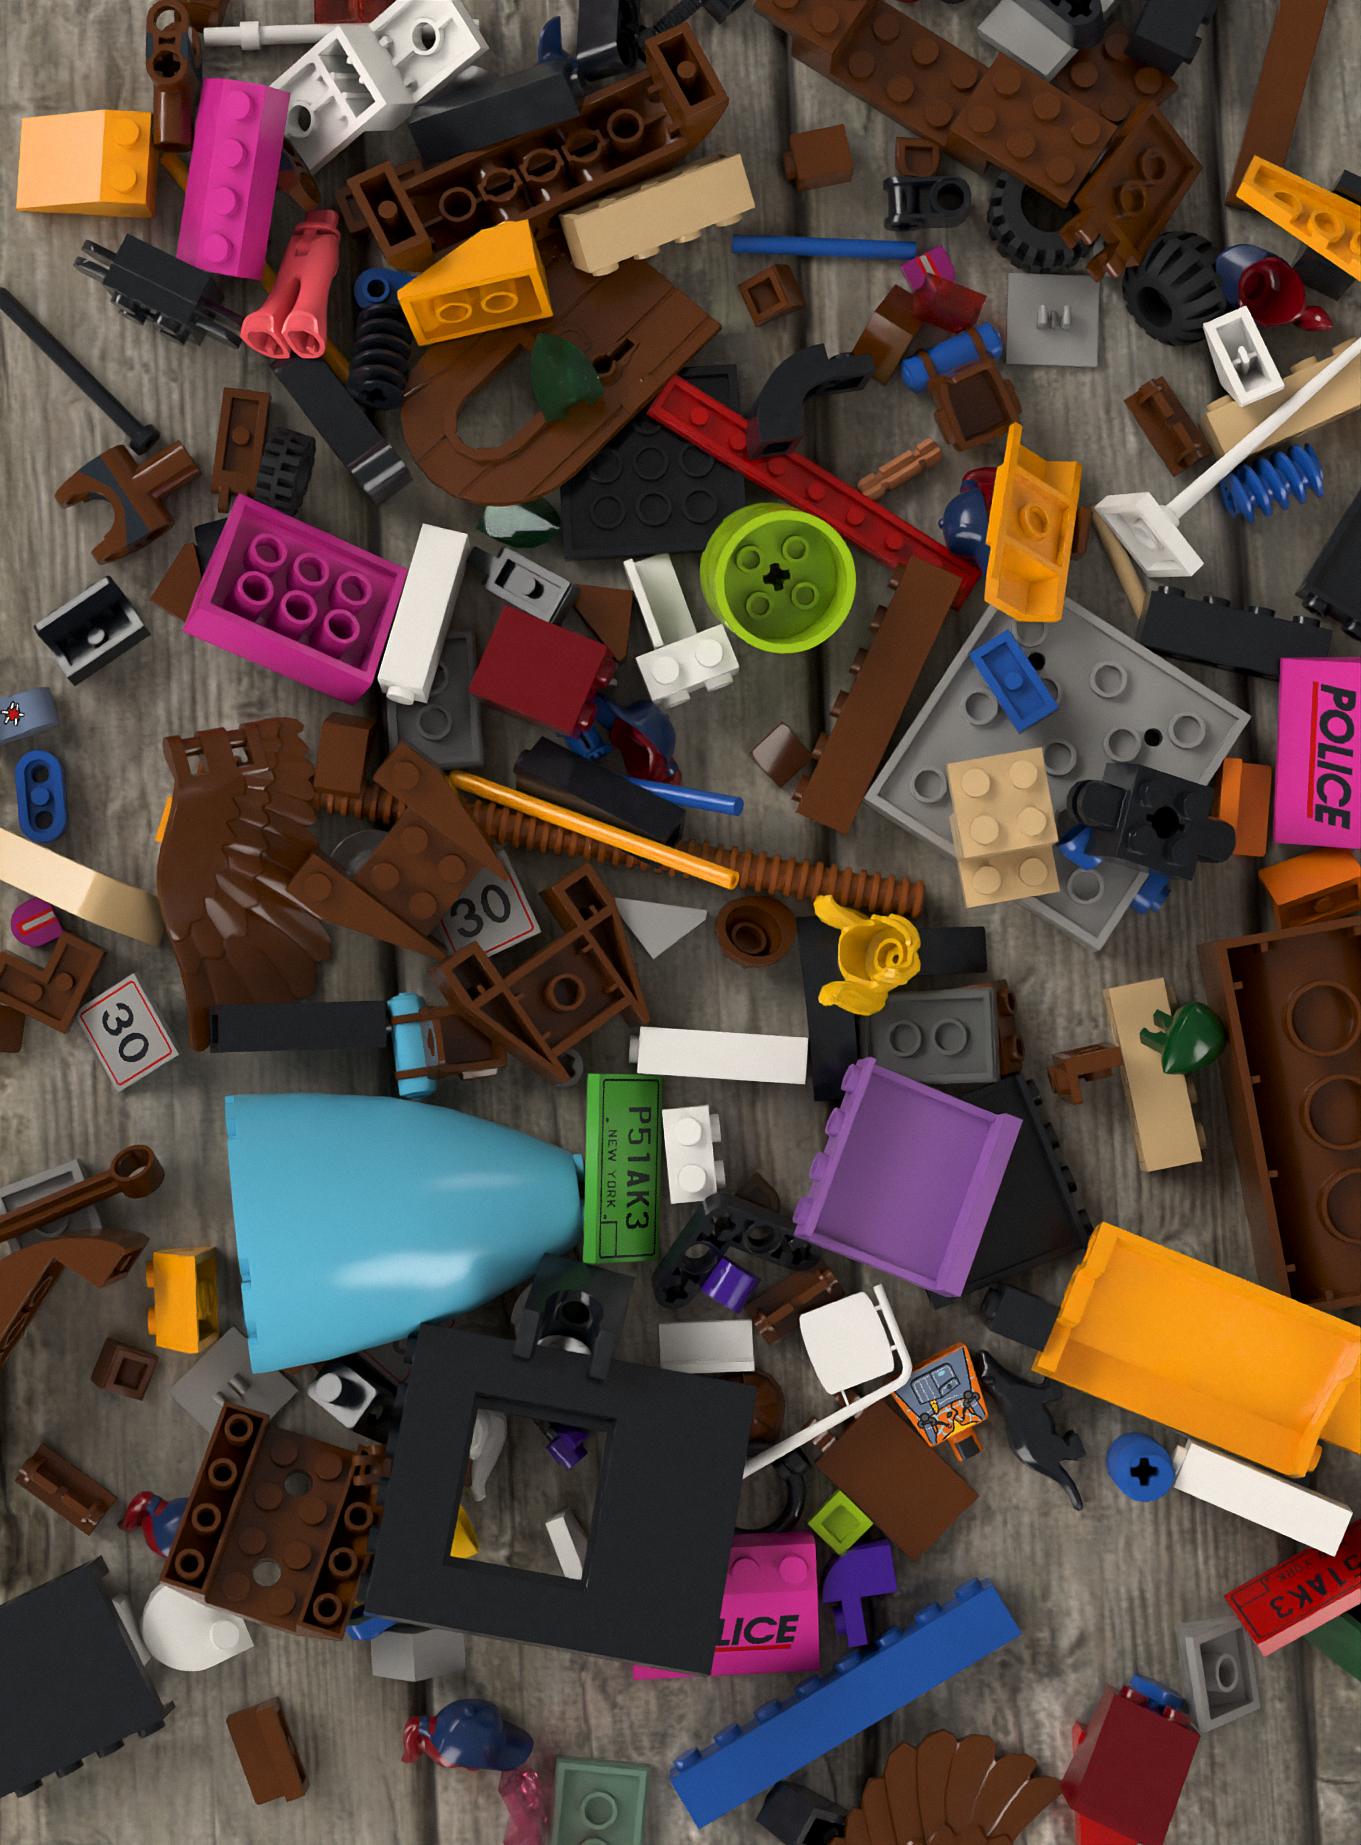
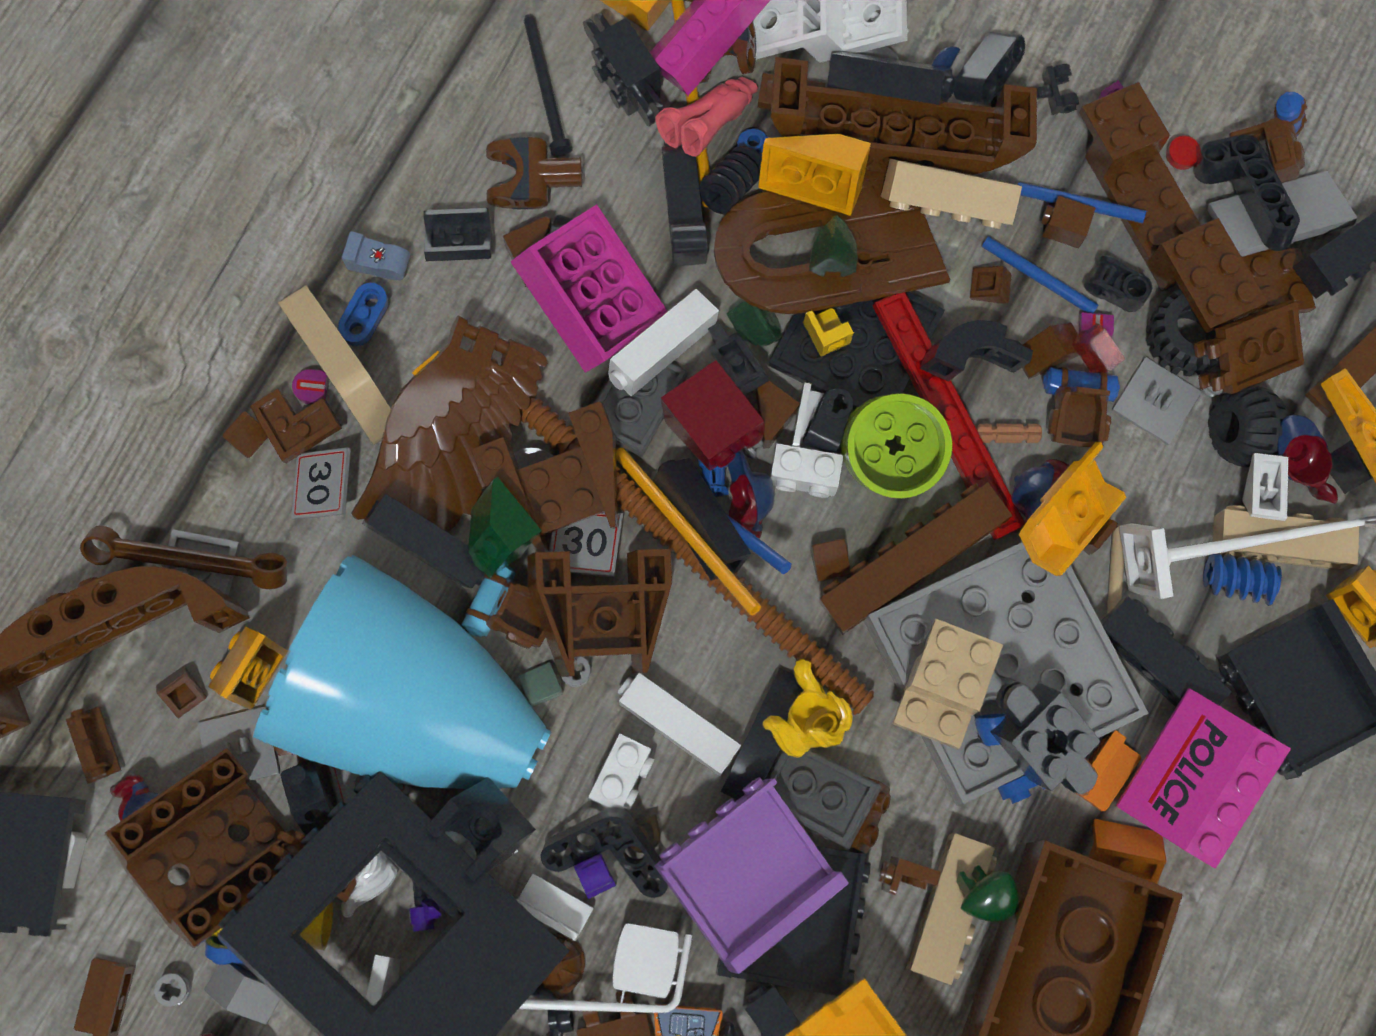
camera: 30 degrees right, 10 degrees down
(188, 1633) = (106, 887): white slope -> none
(239, 444) = (616, 182): reddish brown hinge -> none
(285, 470) = (633, 210): black tyre -> none
(344, 754) = (560, 395): reddish brown slope -> none
(347, 1683) = (161, 993): none -> light grey bush
(375, 963) = (499, 529): none -> dark green slope
(533, 1106) = (540, 685): none -> sand green slope
(612, 479) = (827, 331): none -> yellow panel
(622, 1168) = (571, 756): bright green tile -> none
(658, 924) = (690, 618): light grey slope -> none
(680, 600) = (828, 427): none -> black piece
(755, 930) = (748, 658): reddish brown piece -> none
(780, 1307) = (614, 912): reddish brown hinge -> none
(847, 116) = (1102, 207): none -> blue bar
(917, 157) = (1129, 255): reddish brown tile -> none
(952, 950) = (865, 748): black panel -> none
(1013, 681) = (1007, 598): blue plate -> none
(1167, 426) = (1194, 505): reddish brown hinge -> none

